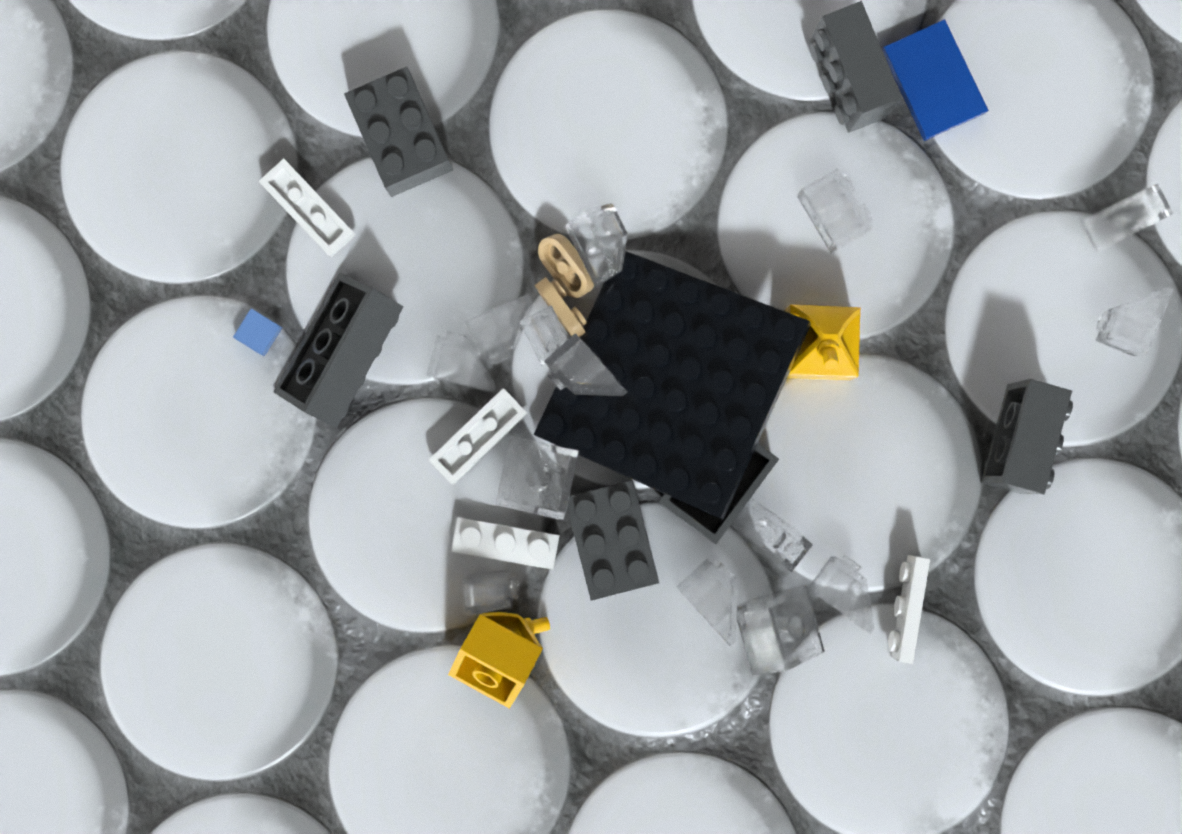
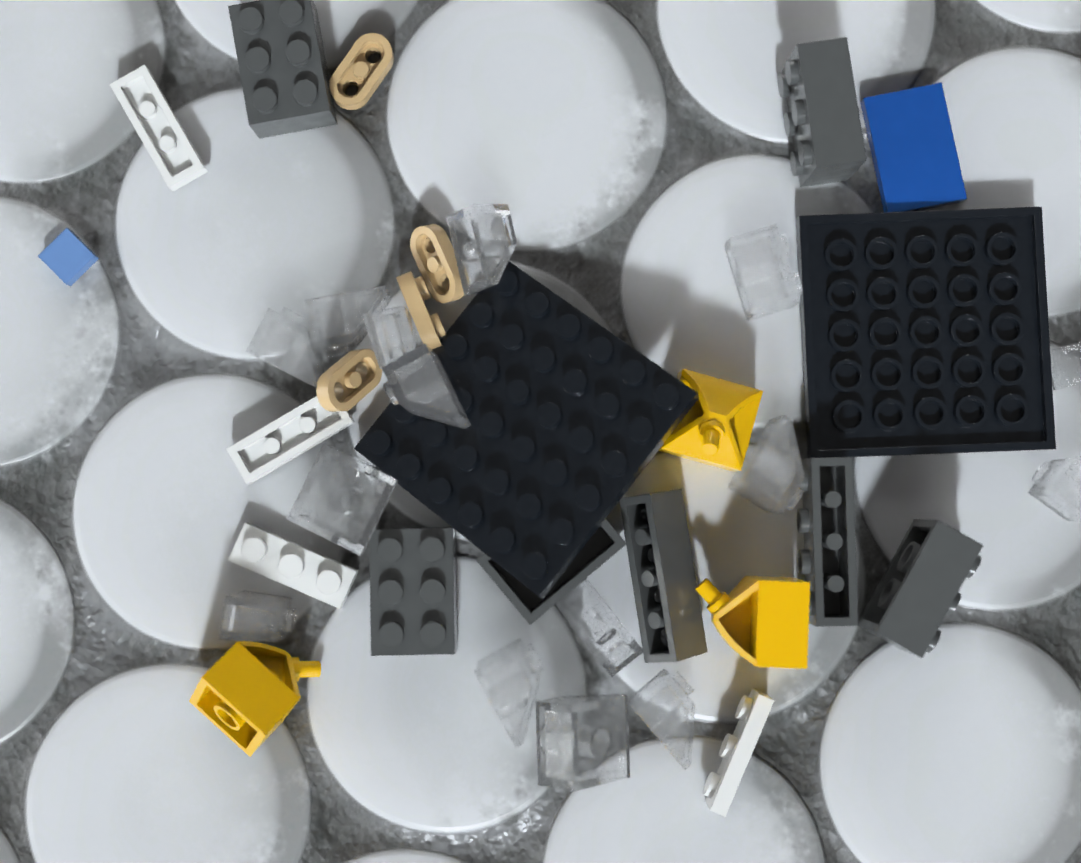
camera: 10 degrees right, 0 degrees up
(338, 350) = (154, 300): dark grey slope -> none
(464, 123) = (361, 73): none -> tan plate
(517, 379) = (348, 380): none -> tan plate
(814, 479) = (663, 576): none -> dark grey brick
(883, 369) = (772, 469): none -> clear slope
(905, 494) = (763, 619): none -> yellow piece
(943, 418) = (829, 540): none -> dark grey brick
(980, 228) = (925, 332): none -> black plate

